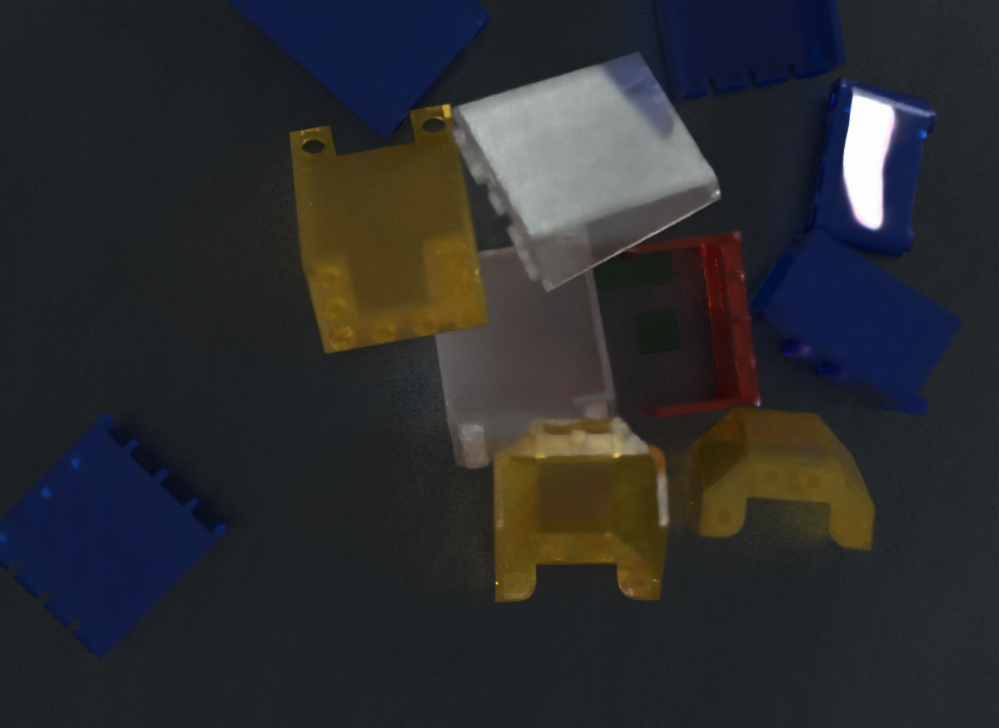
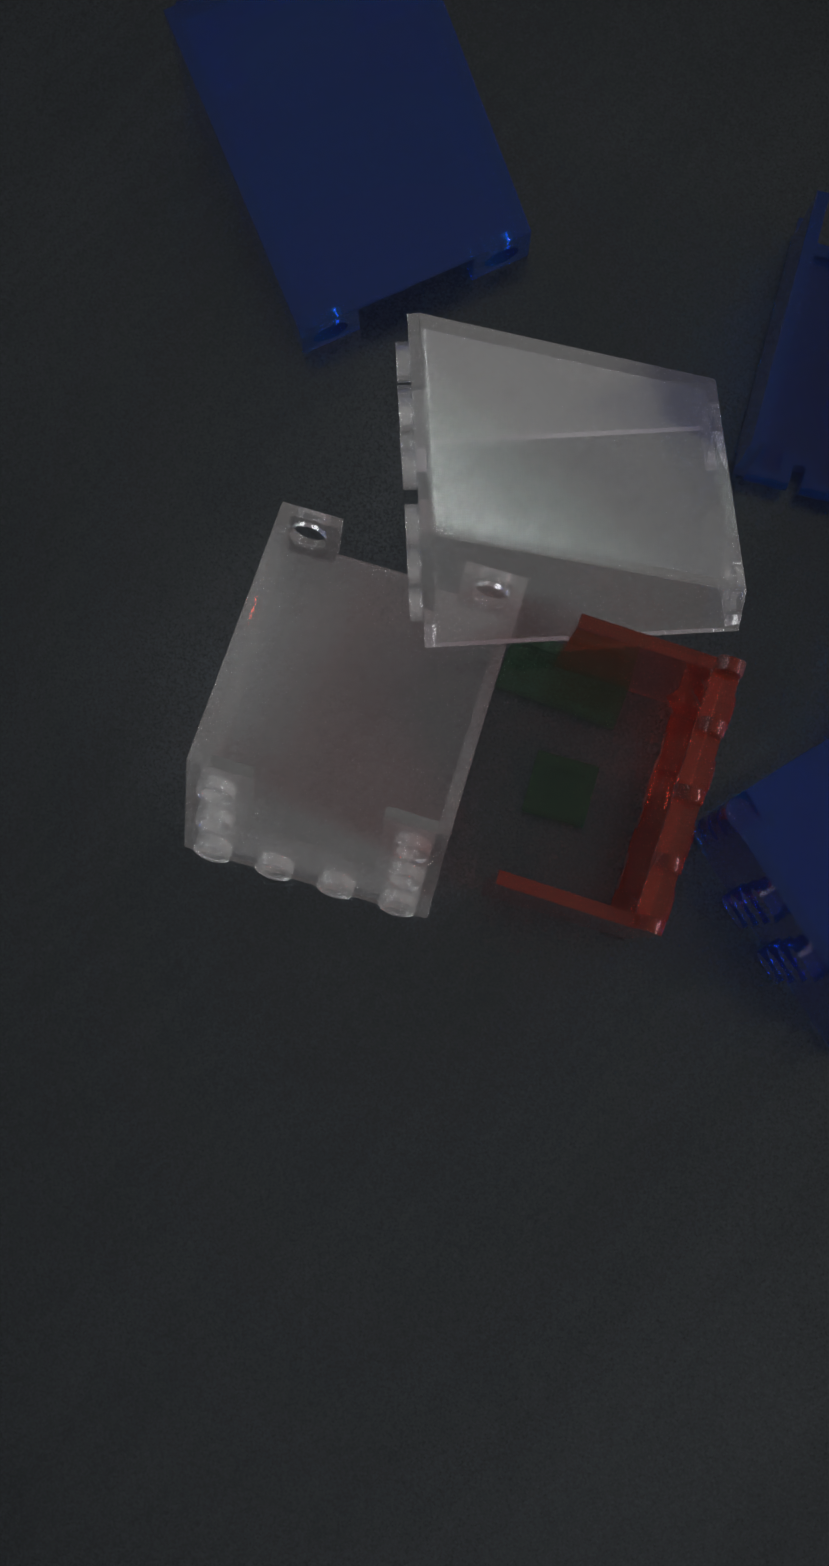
camera: 30 degrees right, 5 degrees down
(387, 237) = (227, 470): clear yellow windscreen -> none
(576, 499) = (323, 962): clear yellow windscreen -> none
(775, 458) = (652, 1047): clear yellow windscreen -> none

